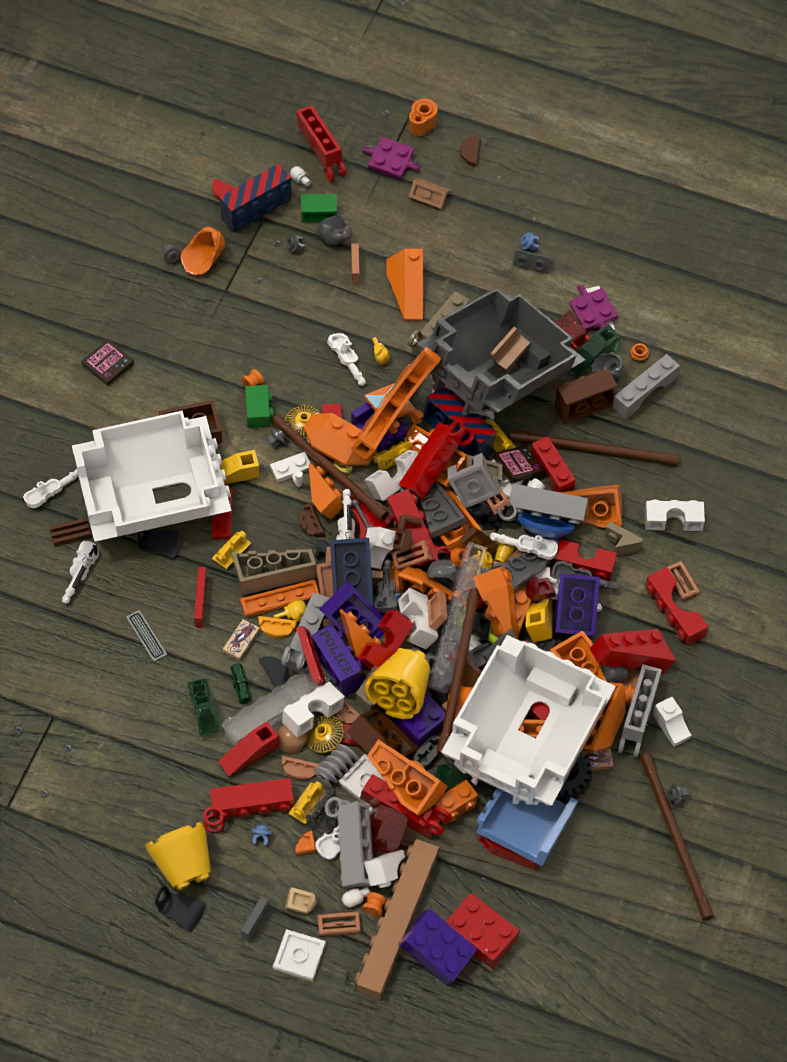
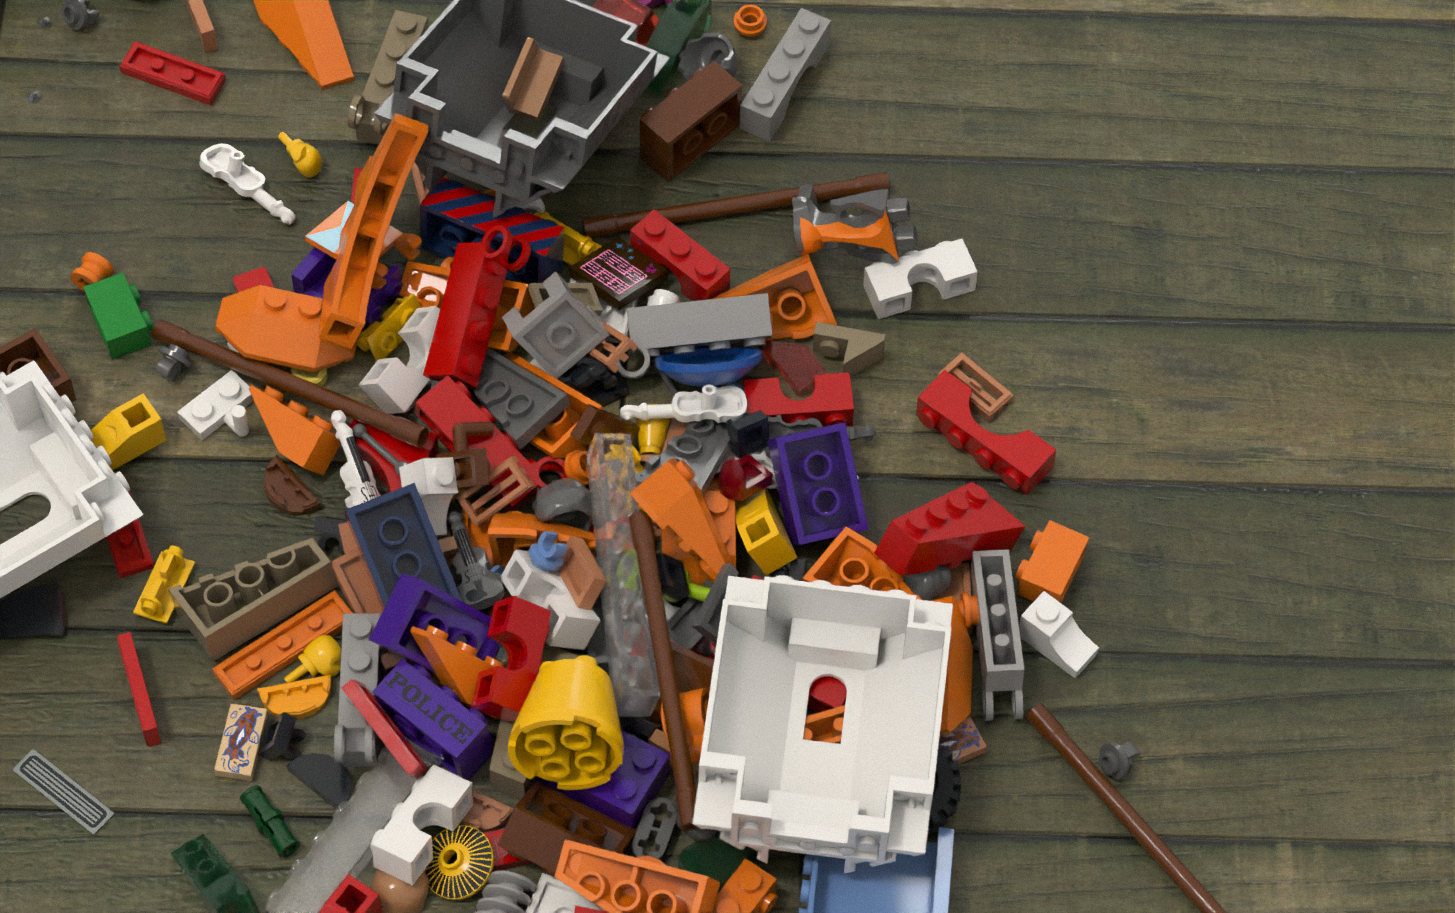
camera: 20 degrees left, 0 degrees up
(259, 643) = (278, 736): none -> black tile
(295, 415) = (191, 313): dish -> none
(331, 289) = (172, 73): none -> red tile
(424, 595) = (547, 554): none -> medium blue plate
(551, 567) = (748, 433): none -> black tile
(591, 538) = (794, 362): none -> clear red slope
(653, 484) = (873, 228): none -> dark grey hips
(683, 684) = (1053, 562): none -> orange brick

